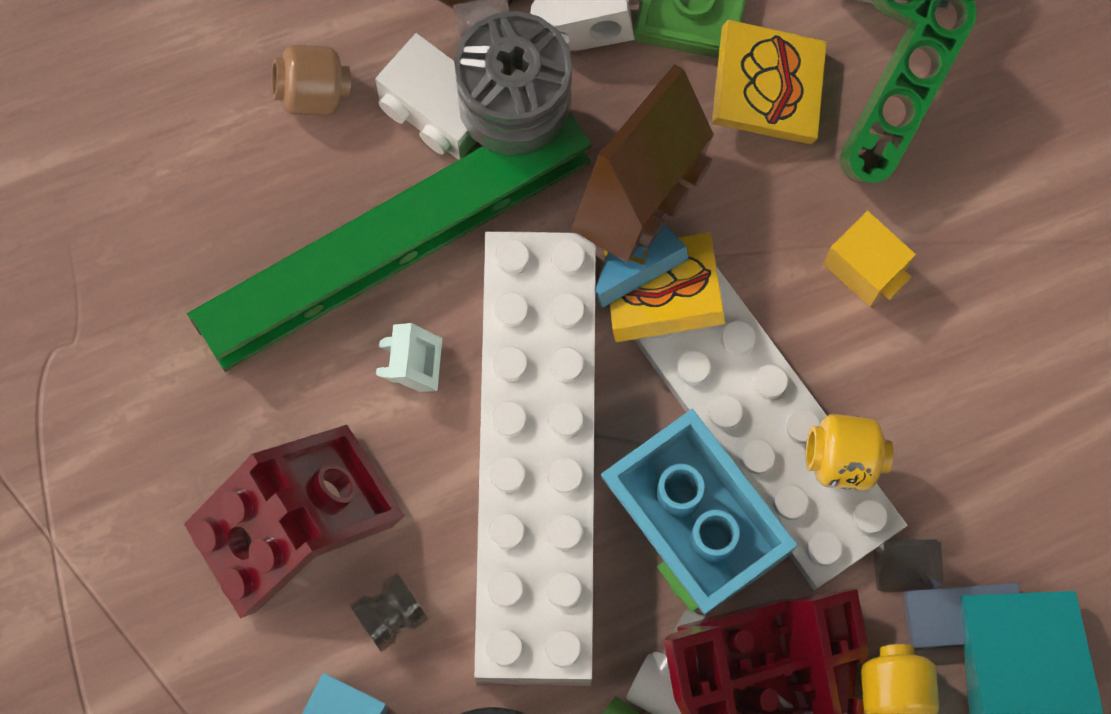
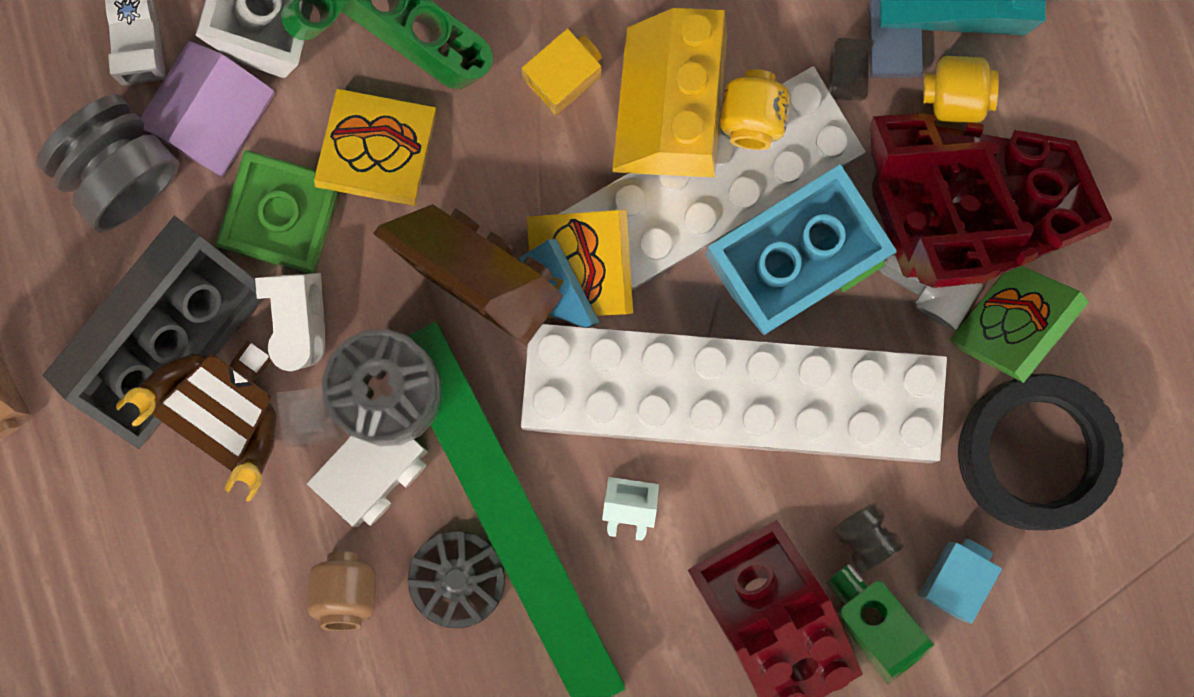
camera: 85 degrees left, 10 degrees up
(274, 642) = (888, 646): none -> green torso
(327, 191) = (456, 579): none -> dark grey wheel
(858, 370) = (672, 94): none -> yellow slope

